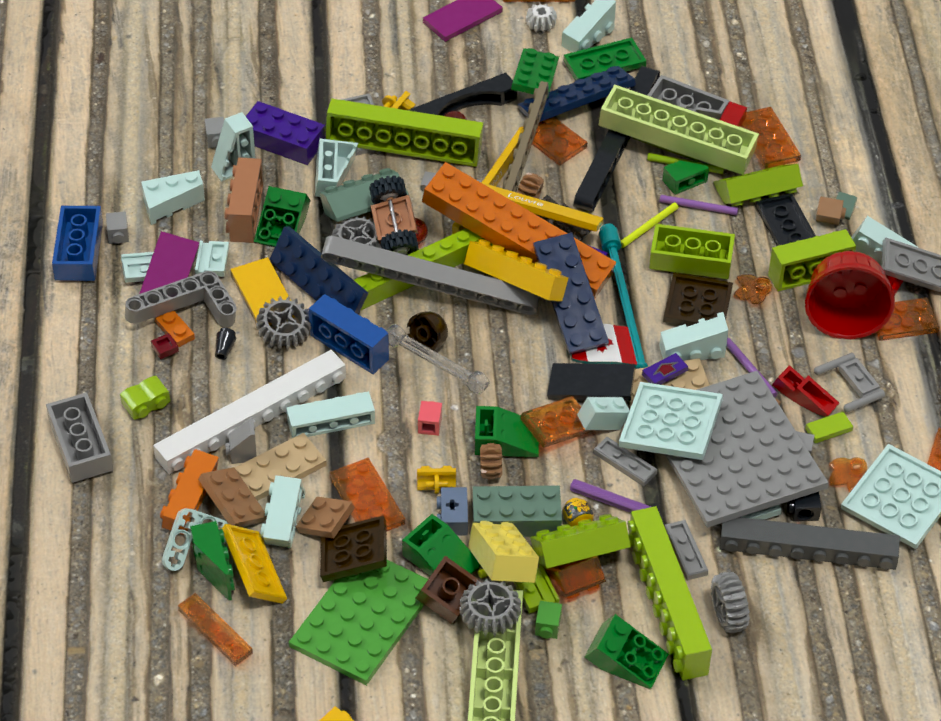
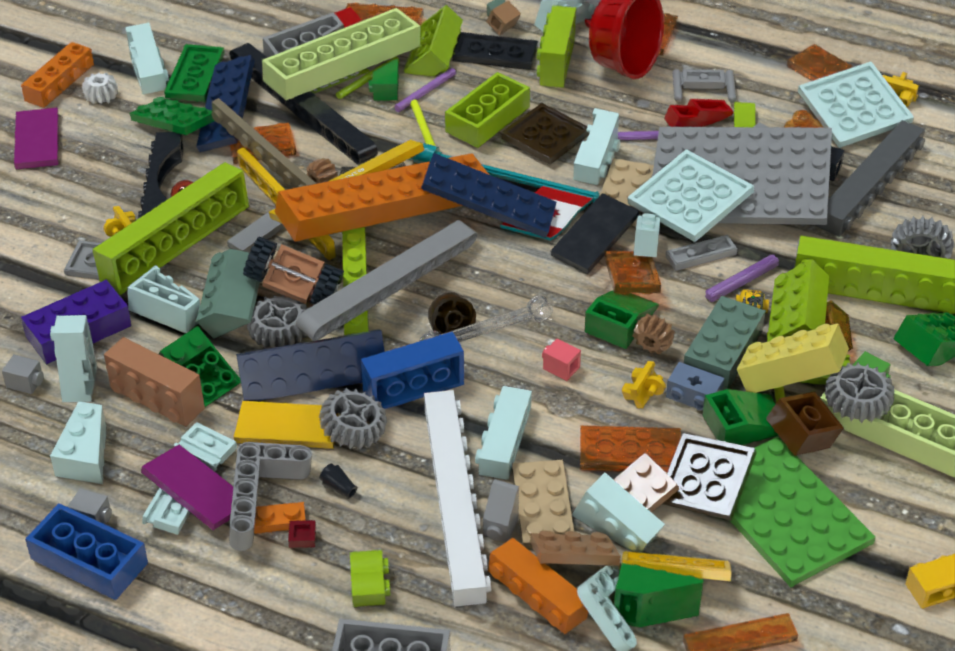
camera: 60 degrees left, 5 degrees down
(516, 270) = (434, 217): yellow brick -> none
(665, 370) = (619, 179): dark purple tile -> none
(753, 288) = (553, 95): clear orange plate -> none

